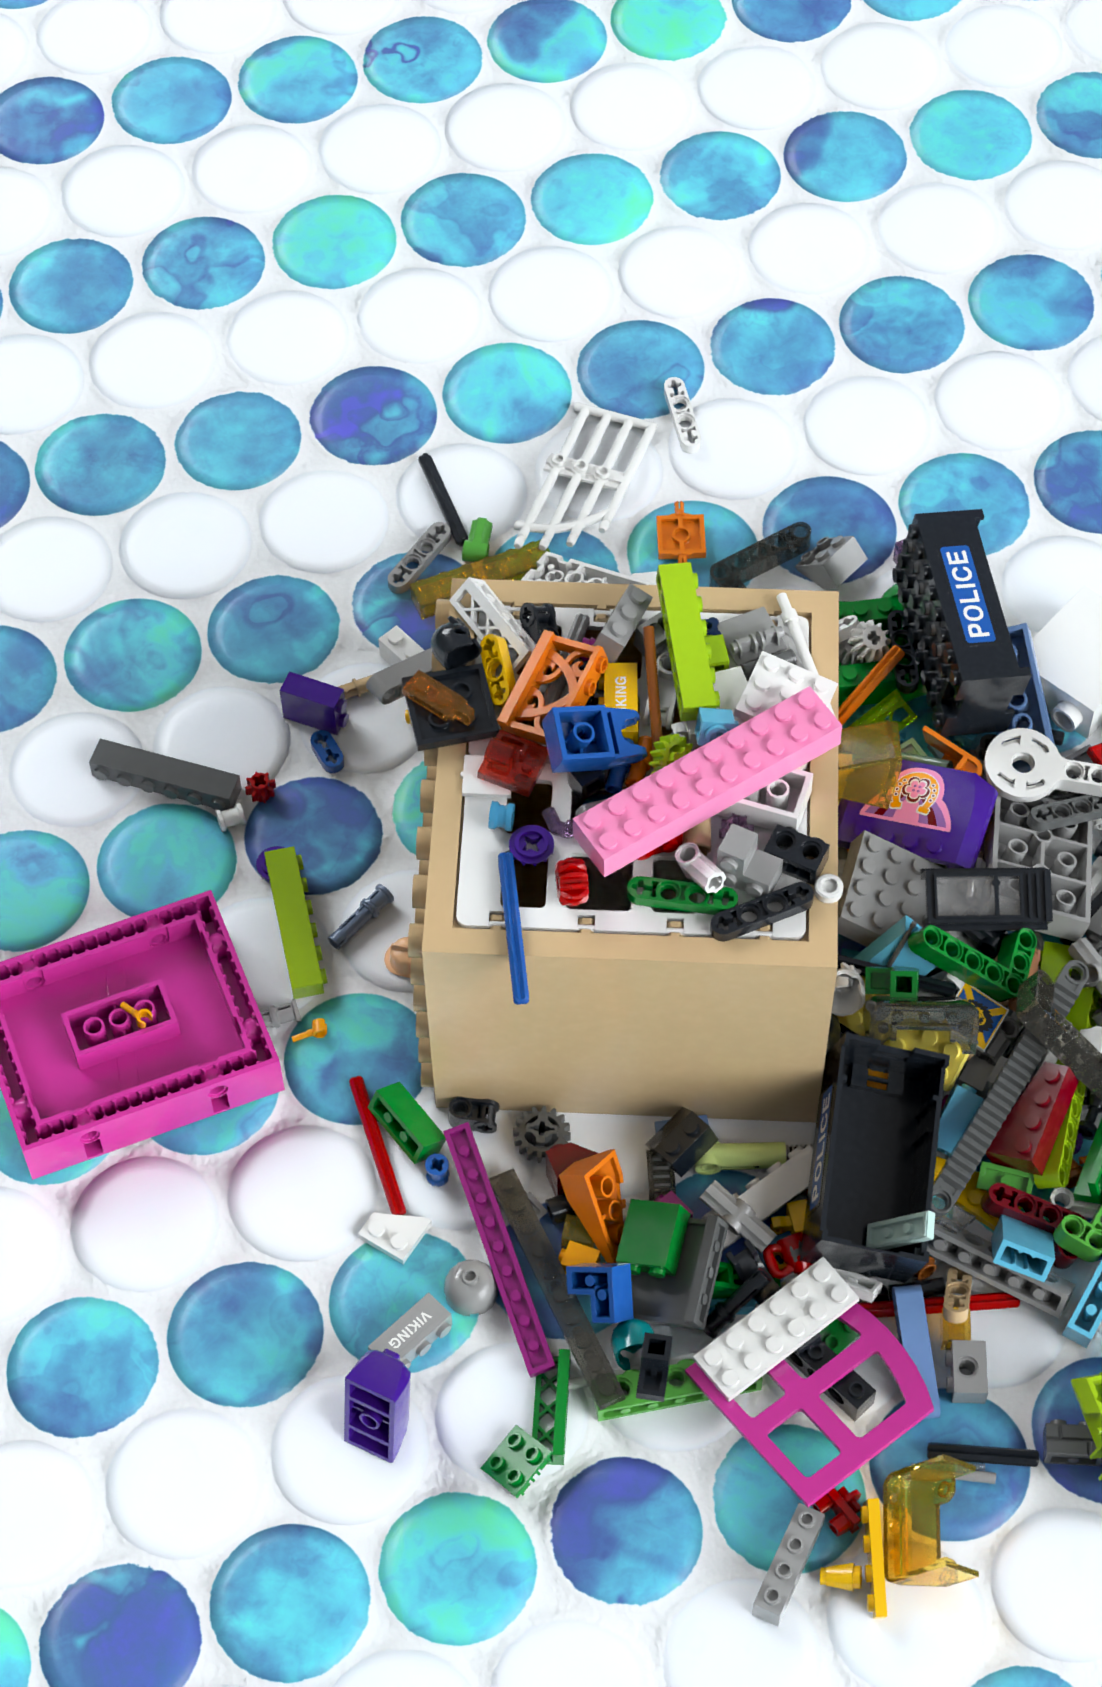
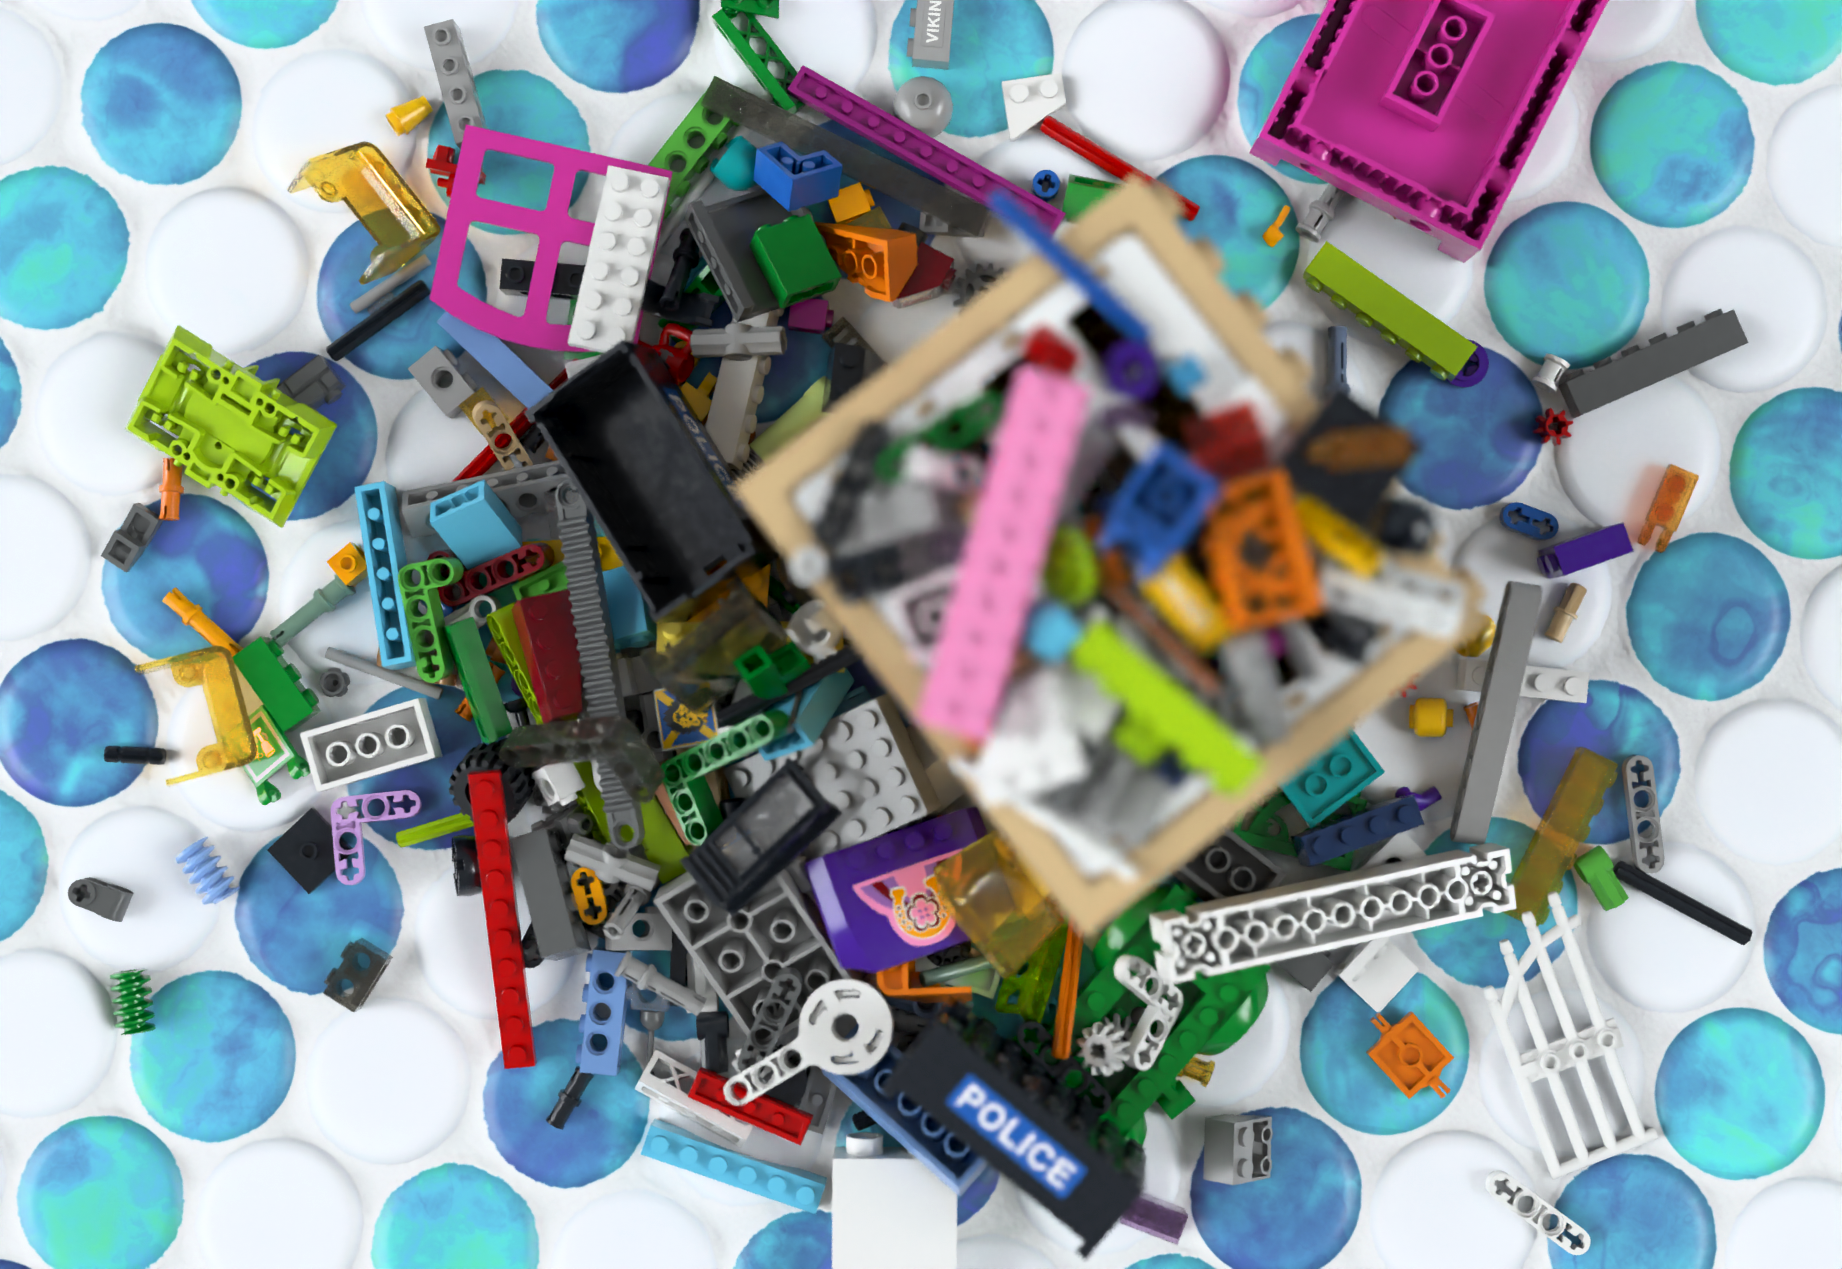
camera: 140 degrees right, 30 degrees up
(137, 1014) = (1425, 68): light orange hand -> none
(238, 696) = (1668, 505): none -> clear orange hinge
(654, 1367) = (692, 140): black brick -> none
(761, 556) = (1307, 1078): clear smoke beam -> none
(873, 1547) = (396, 150): yellow wing -> none
(901, 1231) = (579, 434): light aqua tile -> none

